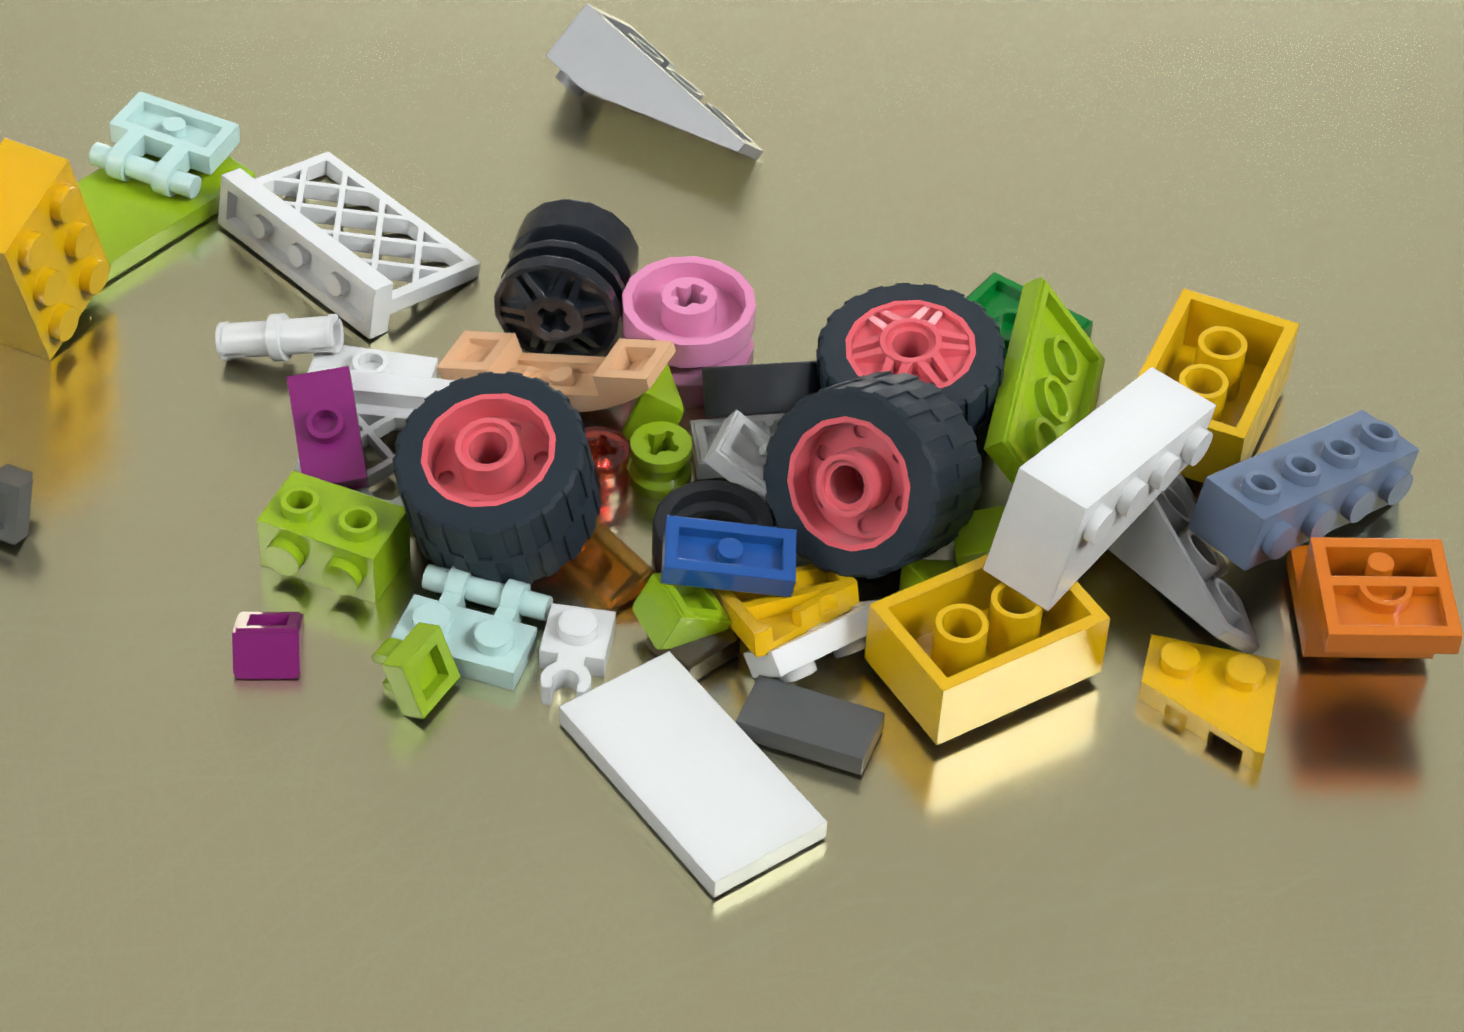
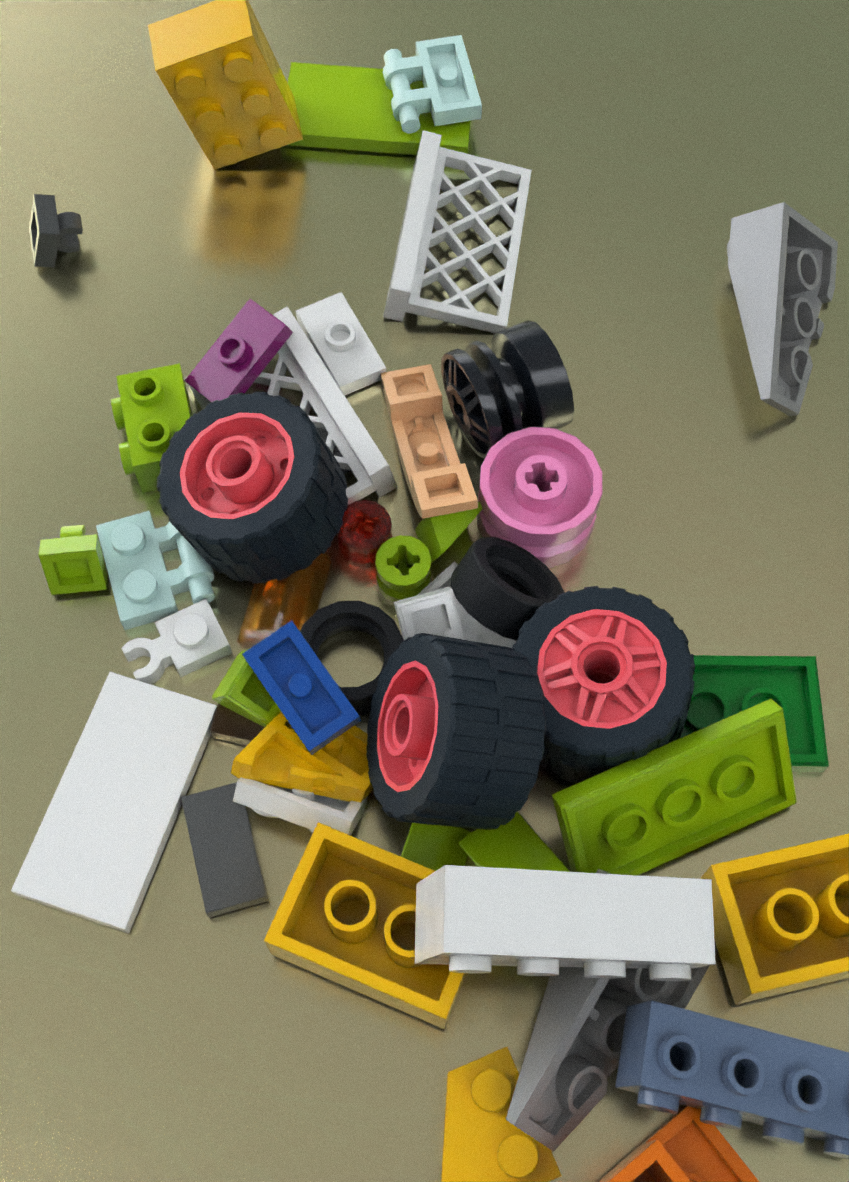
camera: 55 degrees right, 20 degrees up
(267, 645) = (51, 457): magenta slope -> none
(279, 337) = (319, 269): white pin -> none

